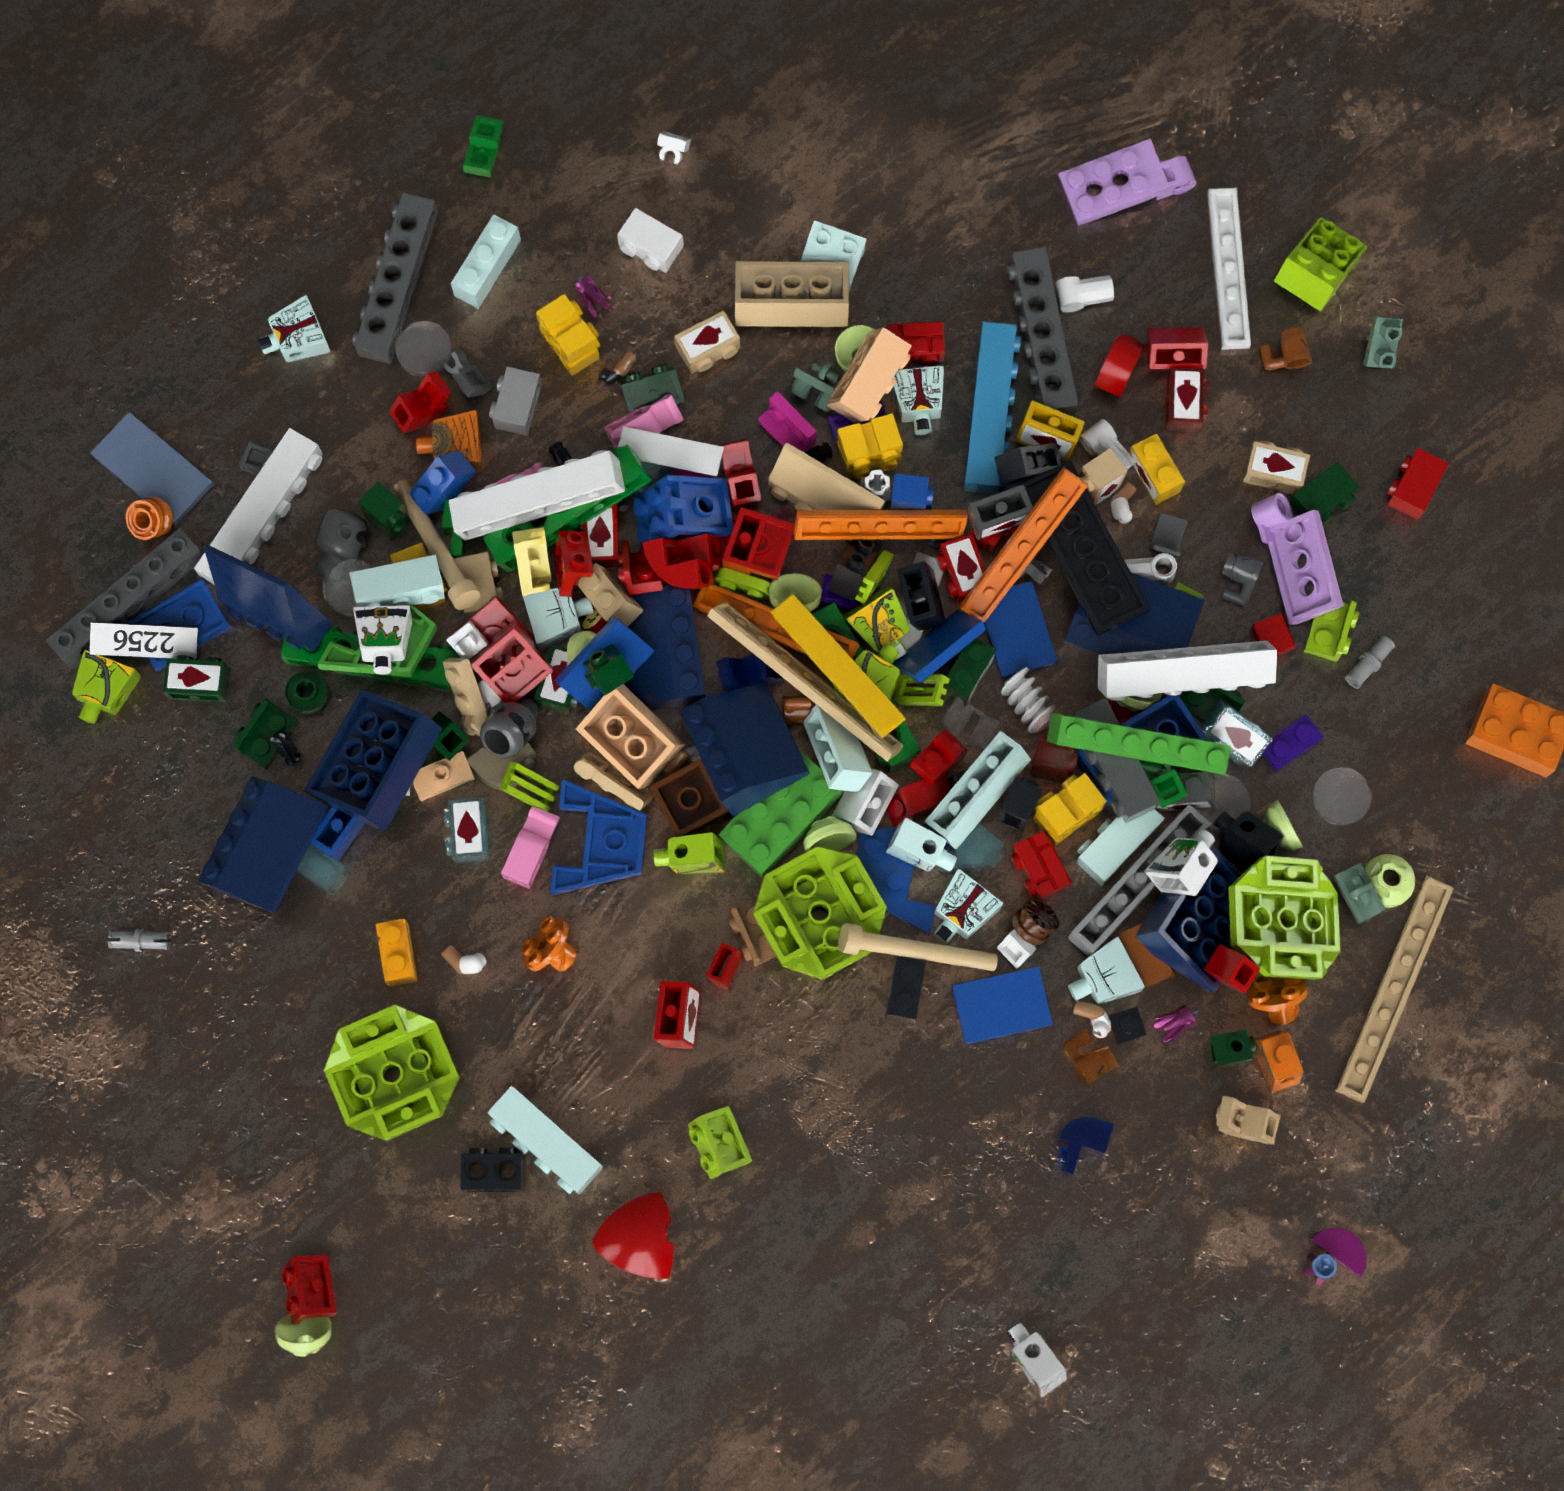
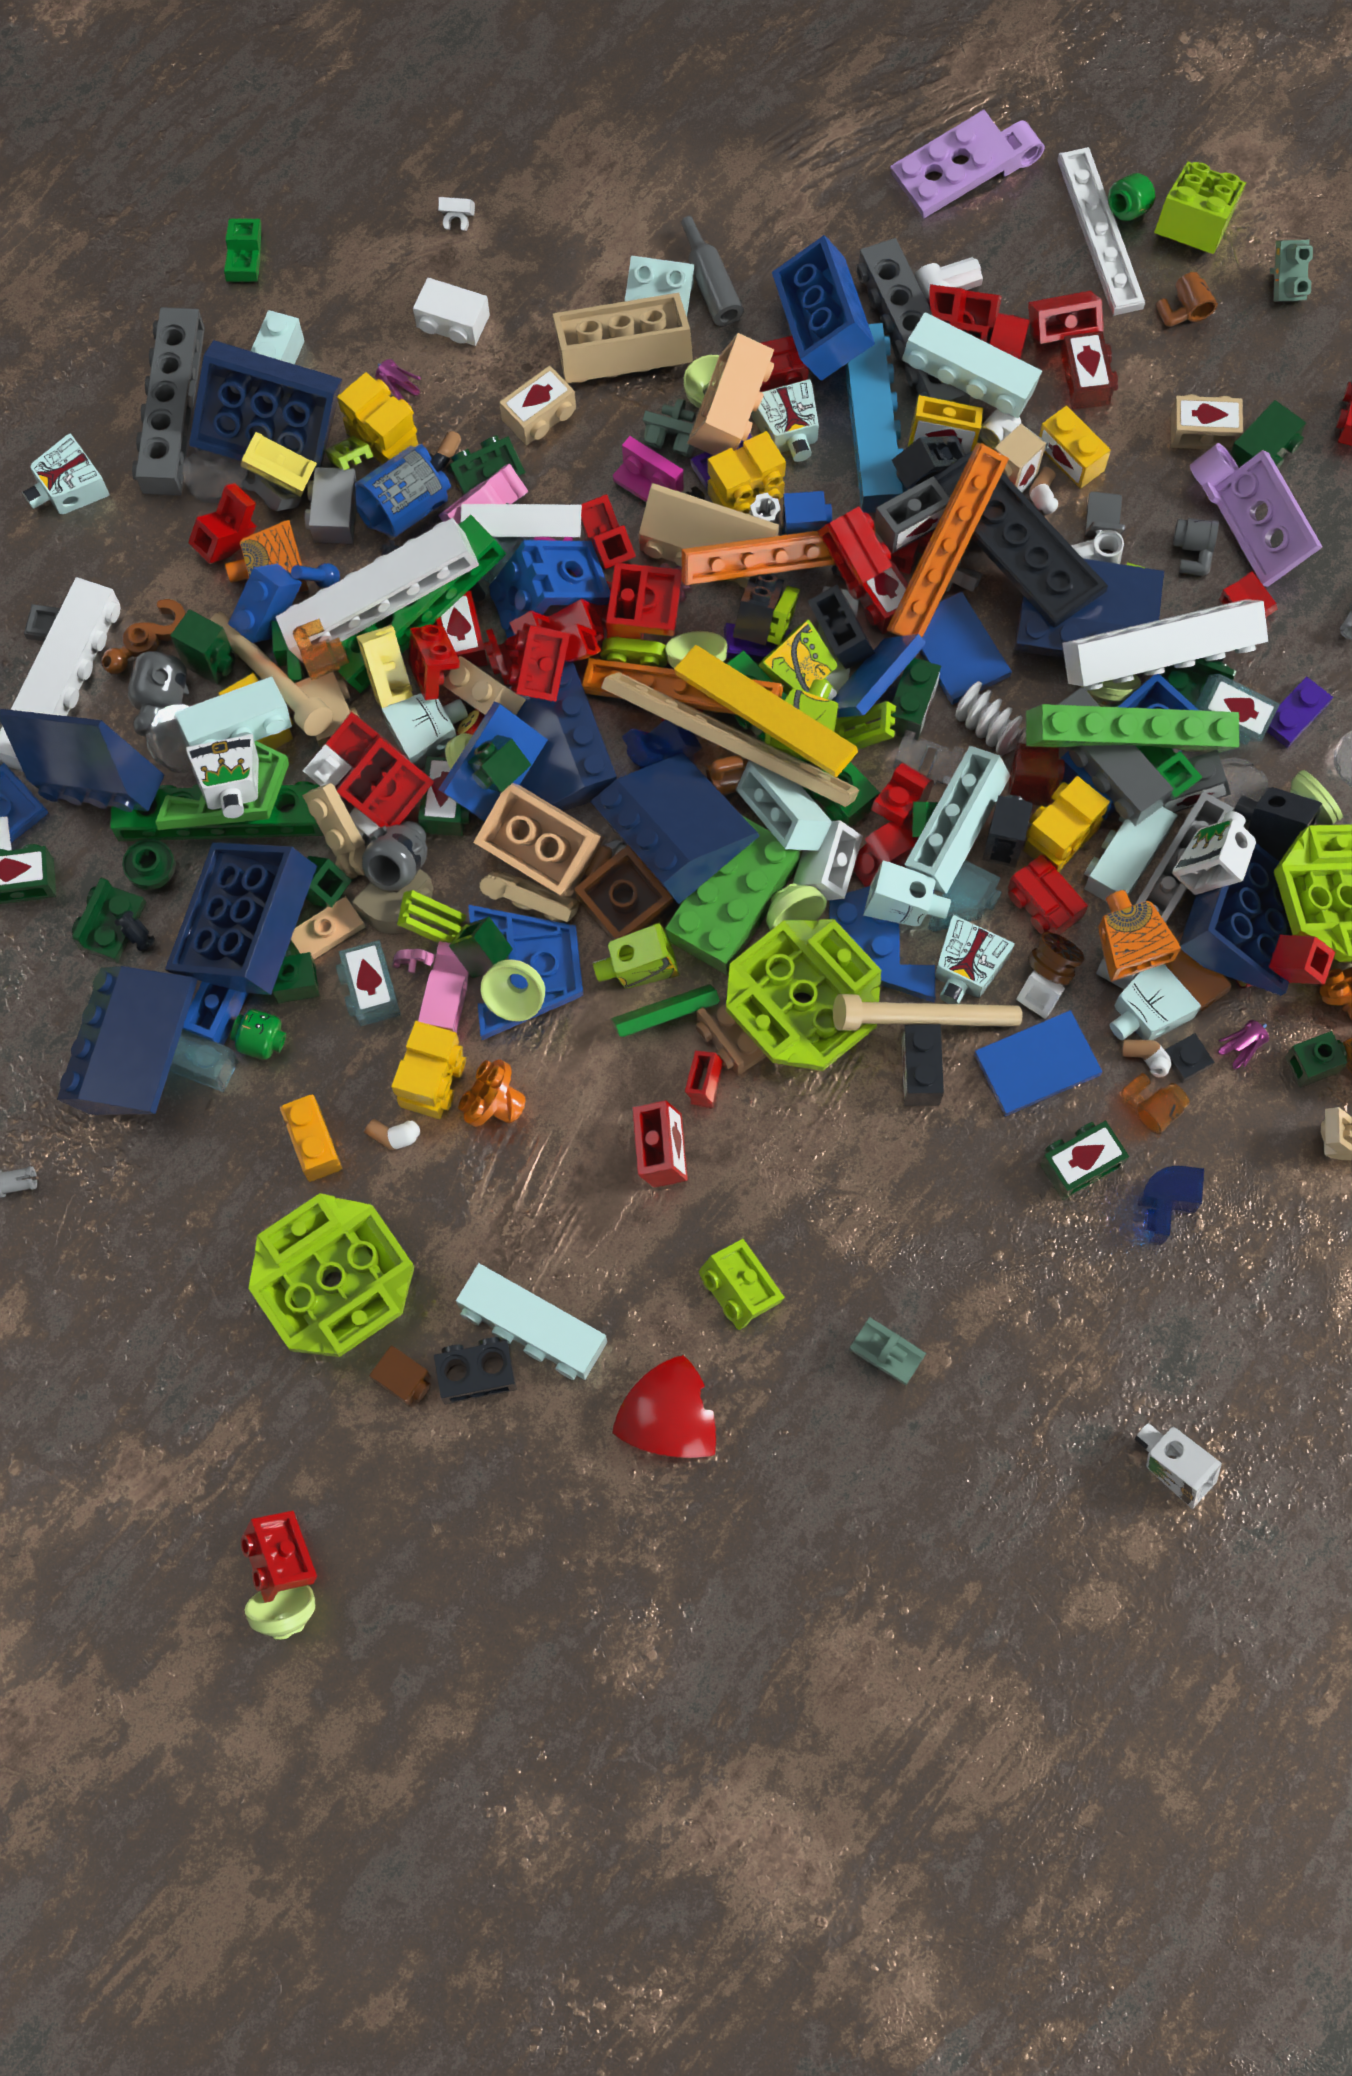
camera: 10 degrees left, 5 degrees down
(336, 490) = (142, 638): none -> dark orange piece
(370, 856) = (258, 1034): none -> green head
(411, 815) = (297, 979): none -> dark green brick
(432, 1164) = (401, 1376): none -> reddish brown brick
(473, 308) = (264, 395): none -> dark blue slope
(477, 358) = (277, 464): none -> light yellow hinge
(482, 542) = (322, 656): none -> clear orange piece
(498, 463) = (324, 575): none -> blue bar
(502, 916) = (428, 1070): none -> yellow brick
(508, 814) = (410, 958): none -> bright pink piece
(539, 364) = (341, 459): none -> lime tile
(564, 820) = (480, 946): none -> dark green brick
(574, 403) = (401, 492): none -> blue cylinder
(578, 868) = (505, 998): none -> yellowish green piece
(658, 586) = (538, 662): none -> red bracket
(705, 901) = (665, 1010): none -> green tile
(824, 1222) = (887, 1351): none -> sand green hips
(880, 250) = (712, 278): none -> dark grey piece
(945, 533) = (855, 547): none -> red brick
(949, 779) = (921, 814): none -> green tile
(966, 304) = (822, 308): none -> blue brick
(1019, 1095) = (1083, 1159): none -> brick
(1082, 383) = (971, 365): none -> light aqua brick
(1090, 332) = (965, 309): none -> red brick
(1099, 921) = (1134, 937): none -> orange torso
(1260, 245) = (1131, 196): none -> green head
(1330, 631) = (1311, 584): lime bracket -> none

